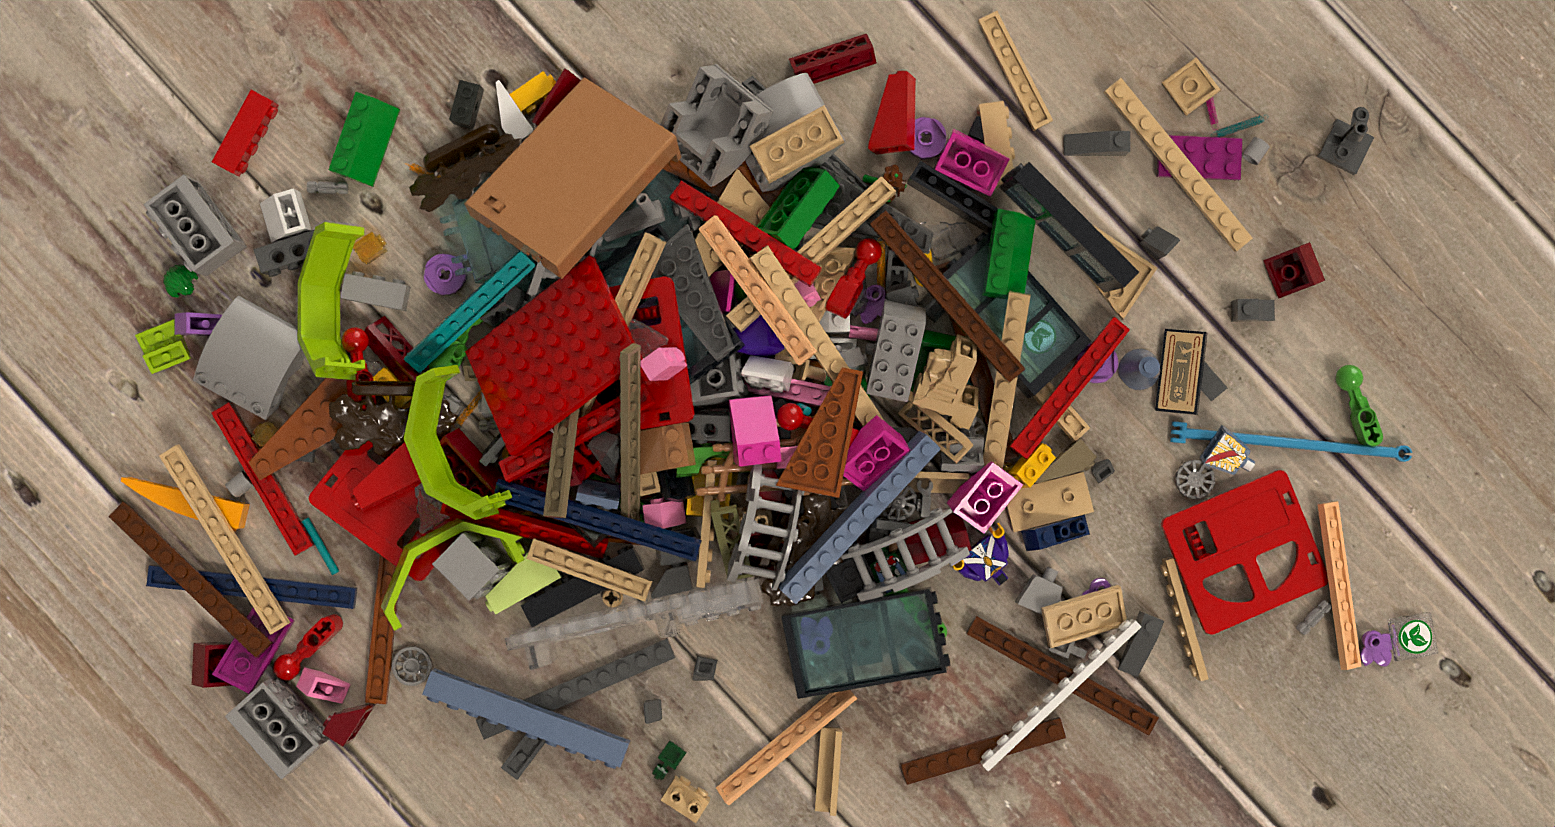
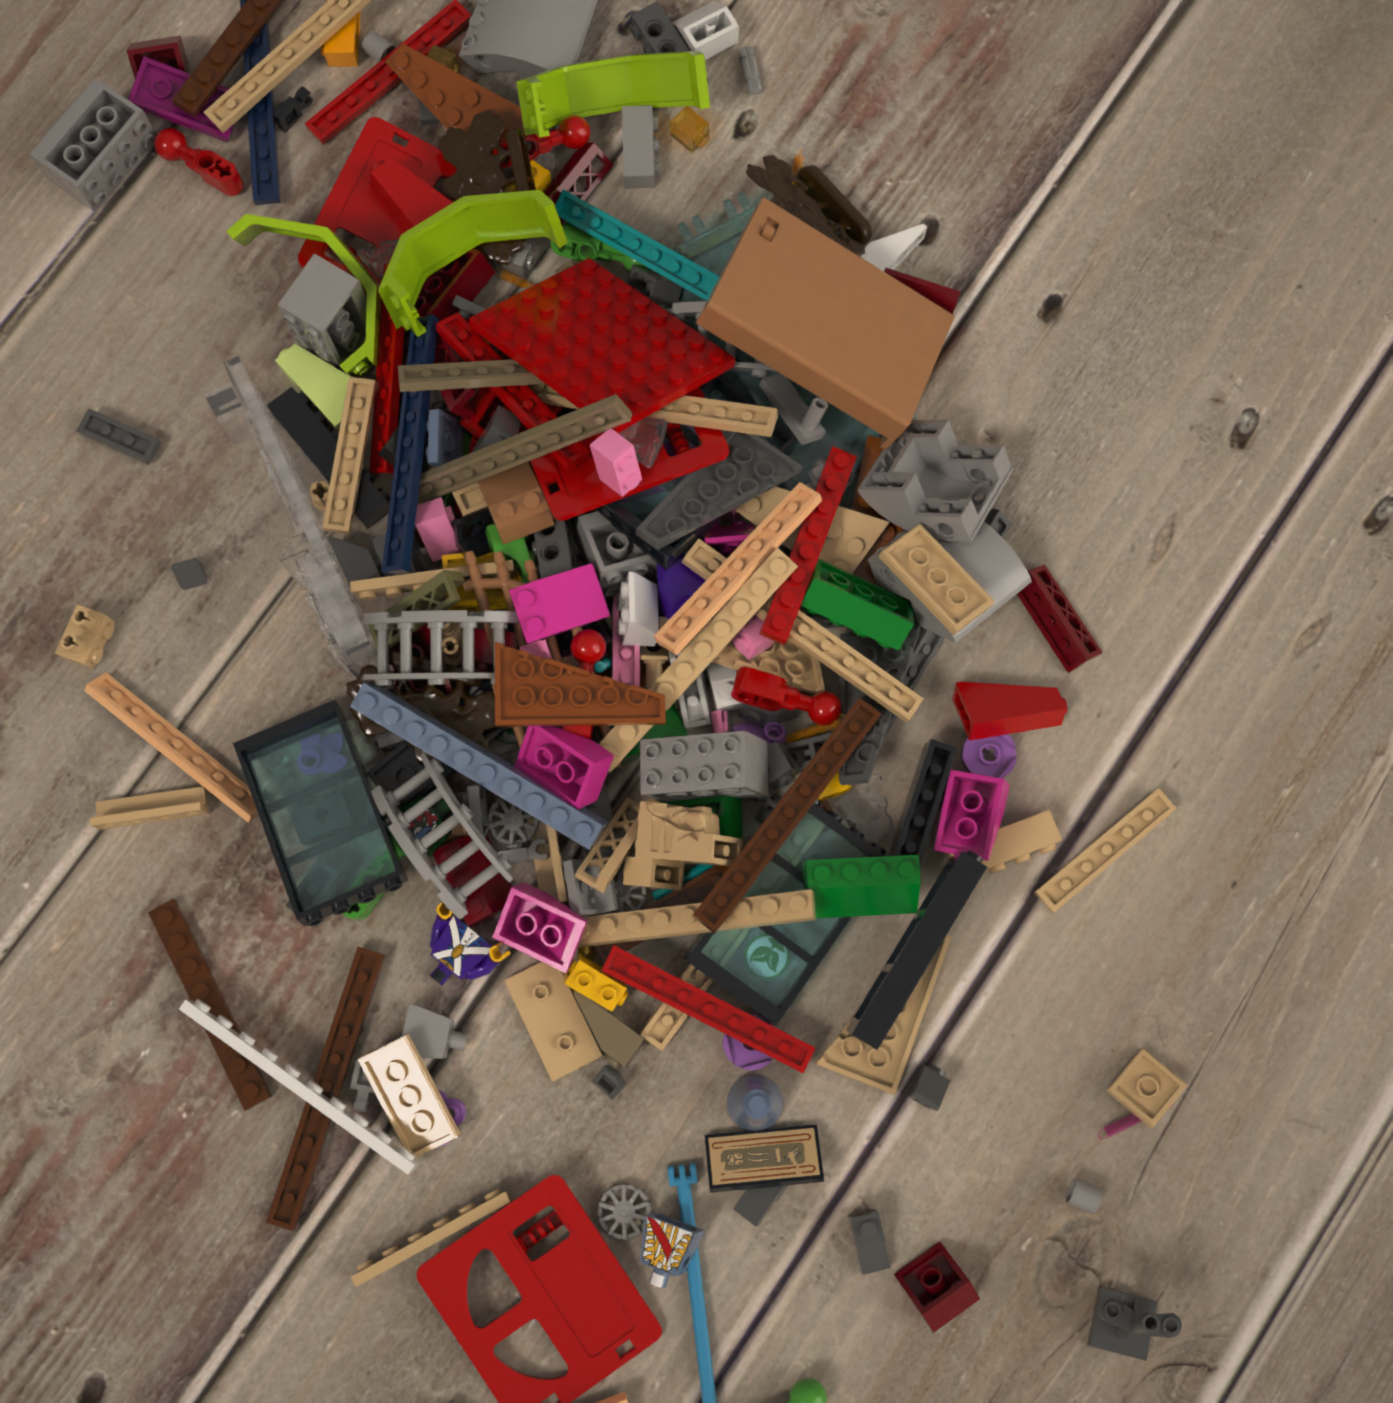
camera: 80 degrees right, 10 degrees down
(280, 565) = (290, 110): none -> black plate
(320, 546) = (322, 152): teal bar -> none
(322, 686) = (154, 187): bright pink slope -> none
(345, 725) = (110, 220): dark red slope -> none
(364, 139) = (817, 96): green slope -> none
(381, 639) = (218, 243): dark orange plate -> none
(411, 666) = (197, 283): light grey wheel -> none
(433, 273) = (675, 206): medium lavender plate -> none
(466, 104) = (888, 199): pearl dark grey brick -> none
(526, 717) = (152, 423): sand blue brick -> none
(533, 93) = (921, 265): yellow brick -> none
(592, 681) = (203, 479): dark grey plate -> none
(671, 756) = (135, 608): dark green plate -> none
(704, 669) = (254, 626): dark grey slope -> none
(855, 359) = (679, 720): light grey brick -> none
(893, 177) = (926, 718): reddish brown plant -> none
(976, 130) = (1014, 814): black slope -> none
(1055, 533) = (513, 1036): dark blue slope -> none
(1097, 143) = (1038, 979): dark grey slope -> none
(1140, 644) = (388, 1184): dark grey slope -> none
(1178, 165) = (1036, 1093): tan plate -> none
(1211, 156) = (1055, 1122): magenta plate -> none
(1239, 124) = (1117, 1170): teal piece -> none

